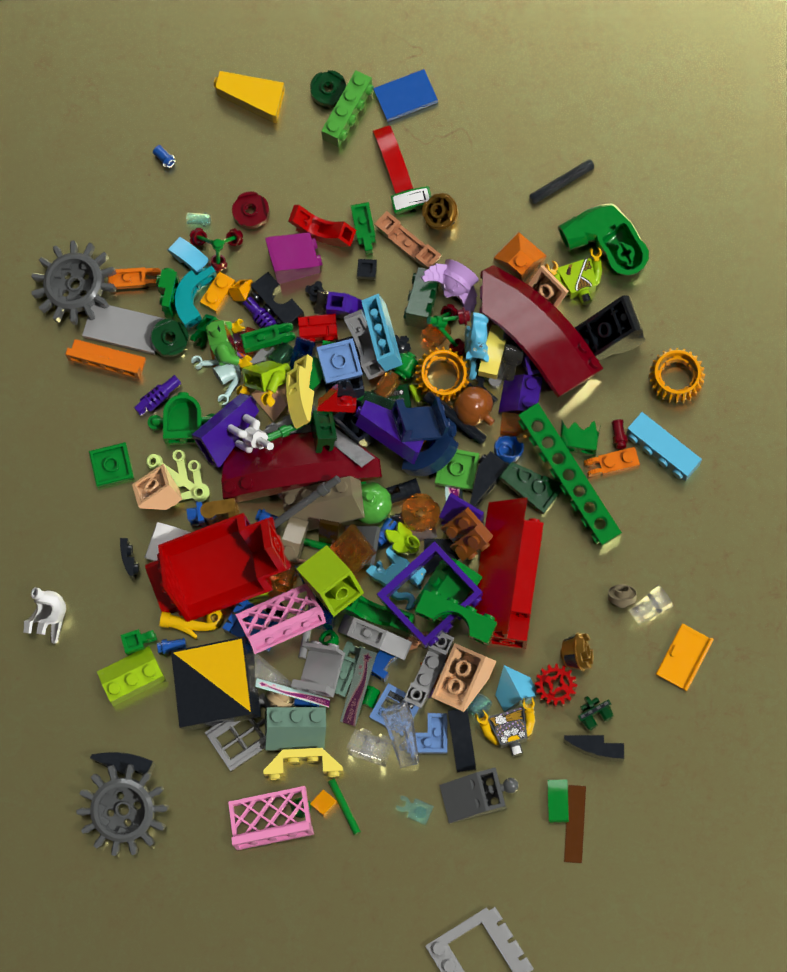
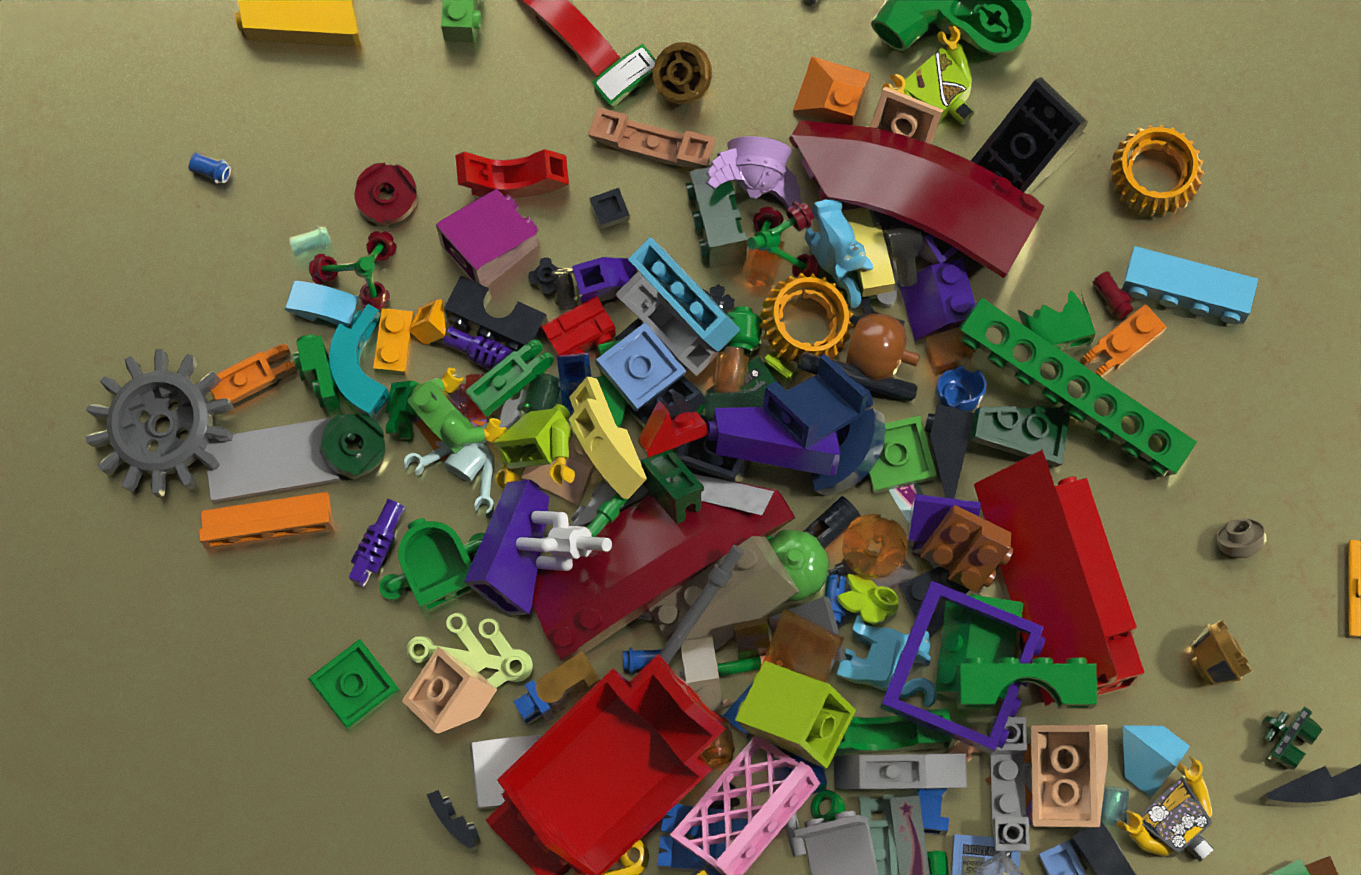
camera: 30 degrees left, 0 degrees up
(364, 225) = (574, 143): green hinge -> none
(548, 682) = (1224, 719): red gear -> none
(651, 605) = (1292, 533): clear plant -> none

